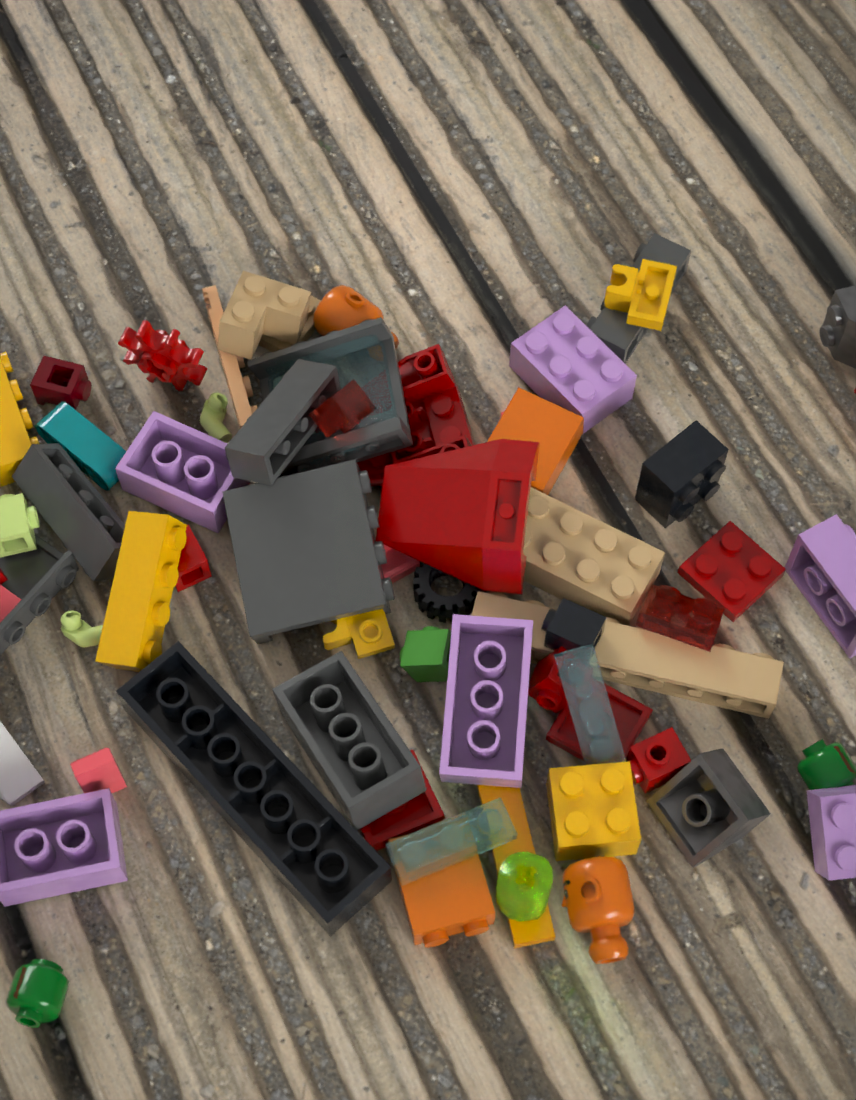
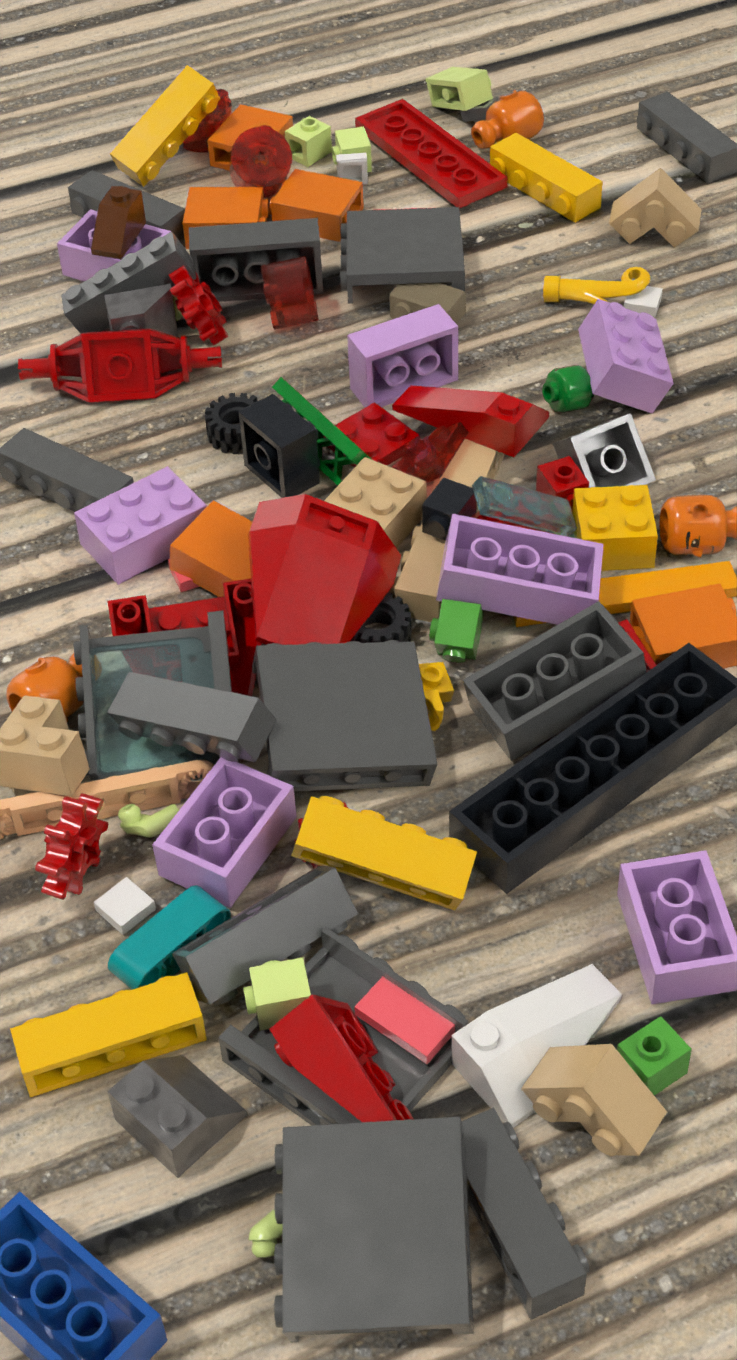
camera: 85 degrees left, 15 degrees down
(60, 381) = (78, 967): dark red brick -> none
(79, 631) = (417, 933): yellowish green arm -> none
(98, 772) = (599, 886): coral tile -> none
(128, 412) = (124, 905): none -> white tile
(342, 410) = (196, 662): clear red brick -> none
(451, 841) = (657, 606): clear light blue plate -> none
(524, 886) = (700, 549): clear neon green piece -> none
(641, 294) = (73, 452): yellow plate -> none
(720, 515) = (325, 428): none -> green fence
(742, 665) = (490, 417): none -> red wedge
(752, 428) = (220, 421): none -> black tyre
(804, 328) = (120, 364): none -> red plate

